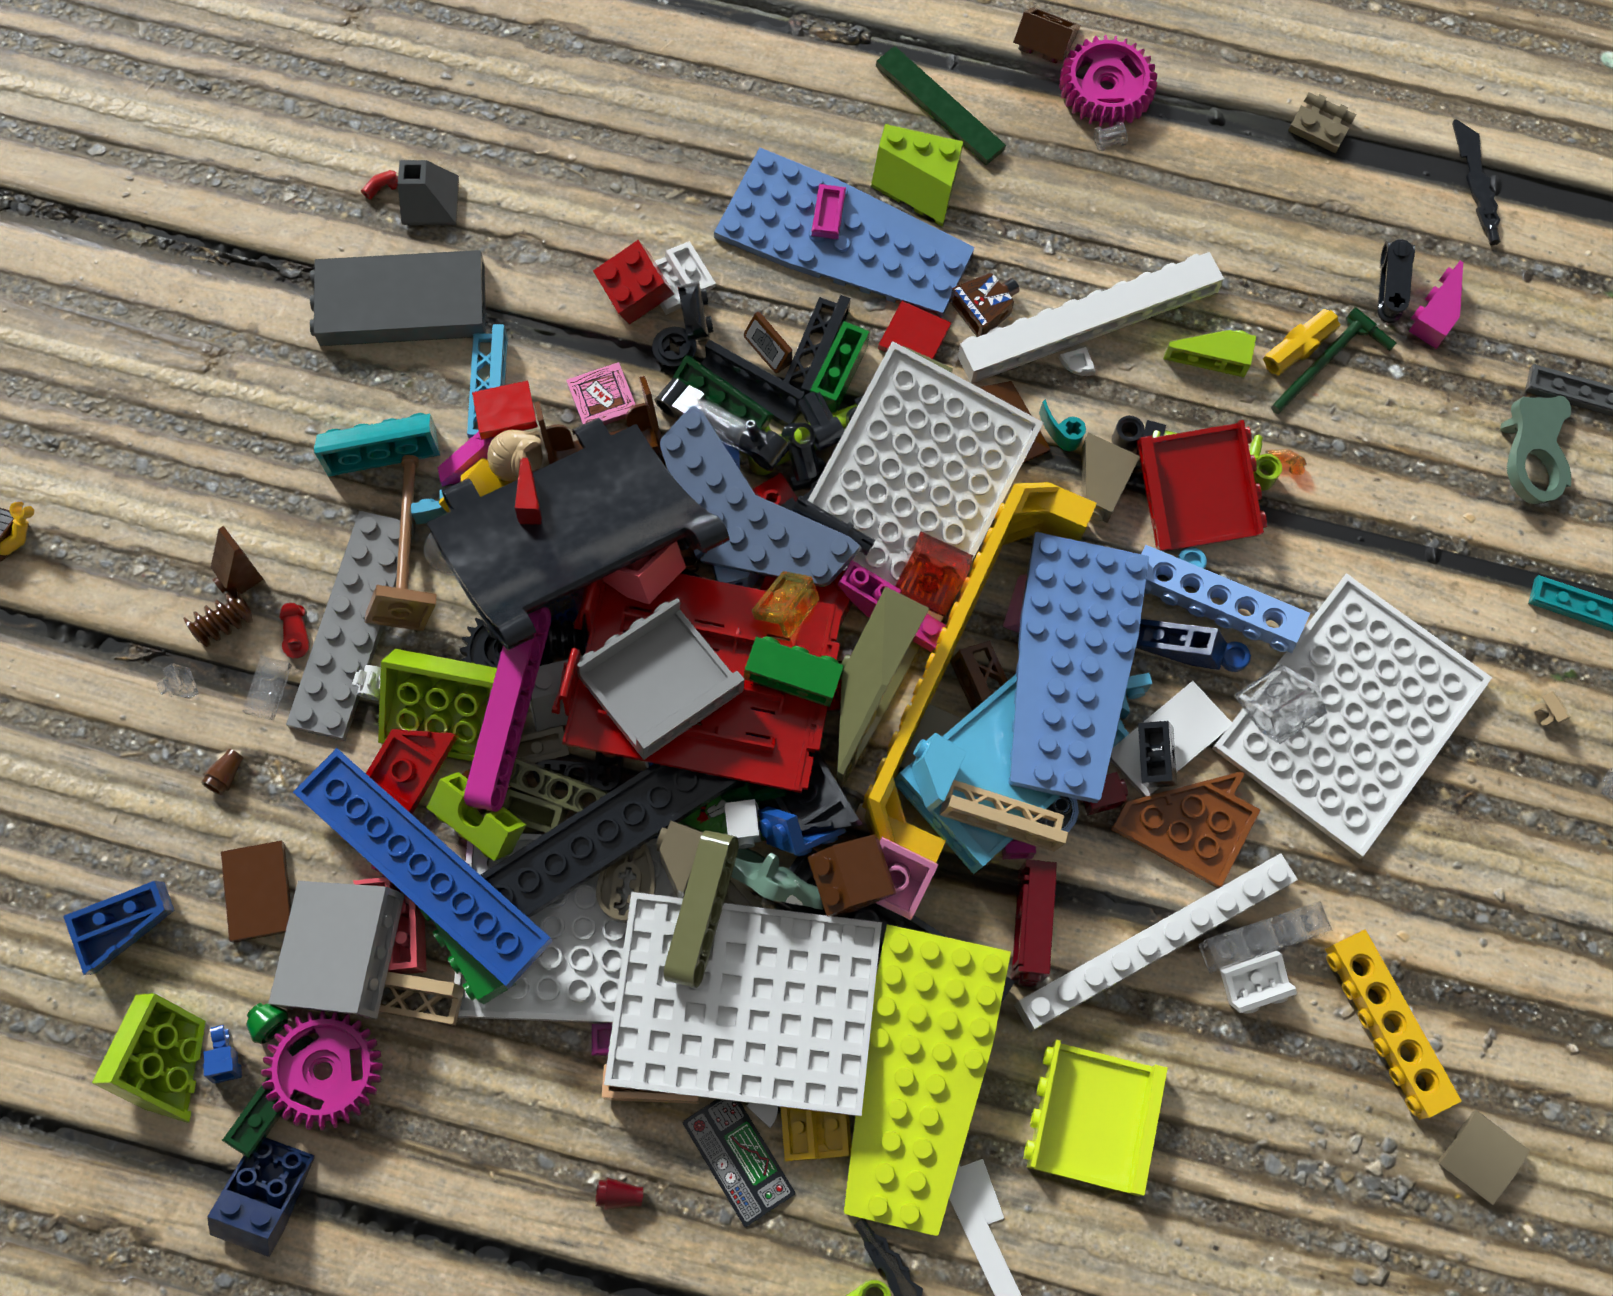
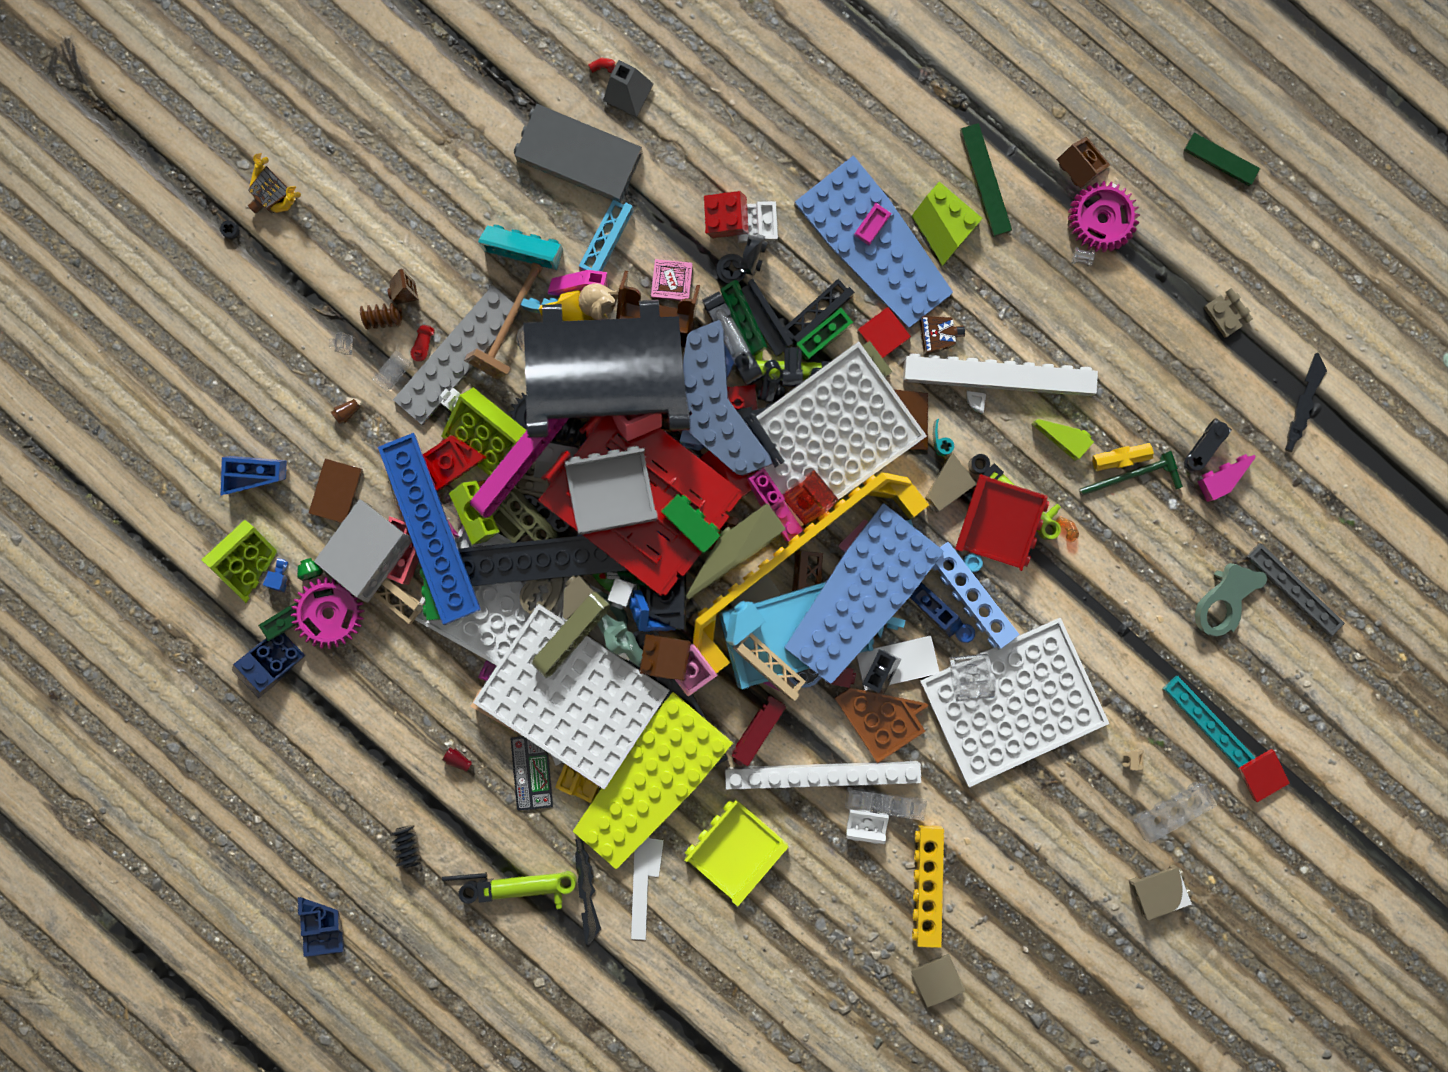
camera: 30 degrees right, 15 degrees up
(504, 409) = (605, 266): red tile -> none
(526, 500) = (587, 339): red slope -> none
(768, 343) = (790, 295): slope -> none
(787, 601) = (710, 476): clear yellow bracket -> none

